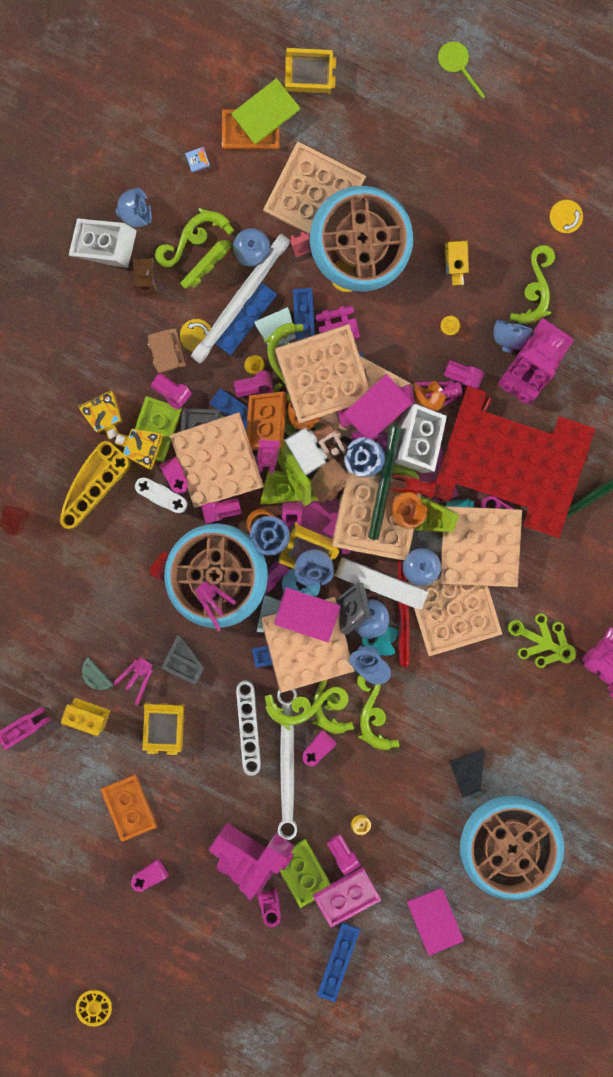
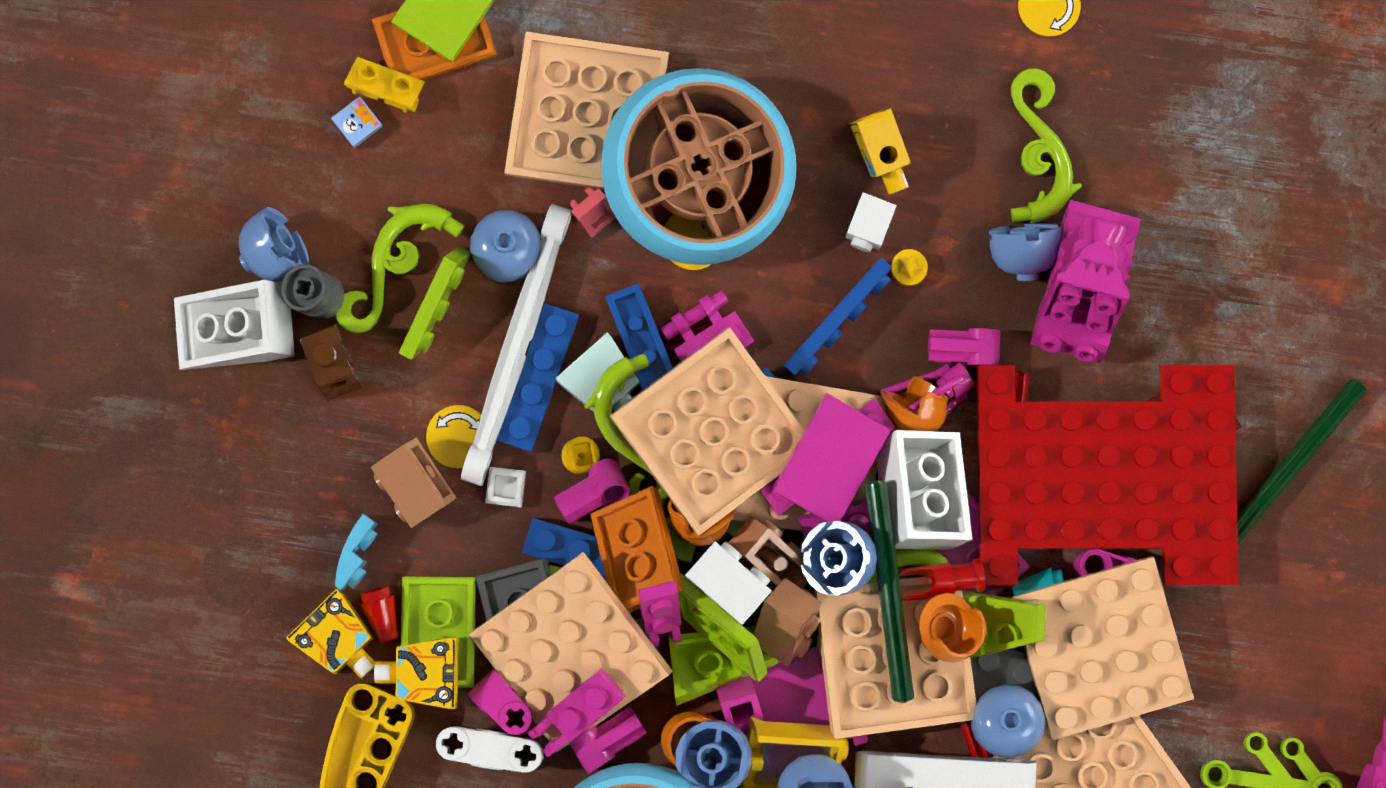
camera: 20 degrees left, 5 degrees down
(121, 382) = (350, 564): none -> medium azure slope
(129, 410) = (380, 612): none -> red cone
(147, 238) = (312, 292): none -> dark grey wheel
(175, 394) = (454, 556): dark pink piece -> none
(211, 490) = (579, 710): none -> dark pink hinge
(212, 368) = (505, 487): none -> white tile
(218, 144) = (384, 83): none -> yellow hinge
(399, 343) = (828, 331): none -> blue plate
(438, 296) = (870, 223): none -> white brick

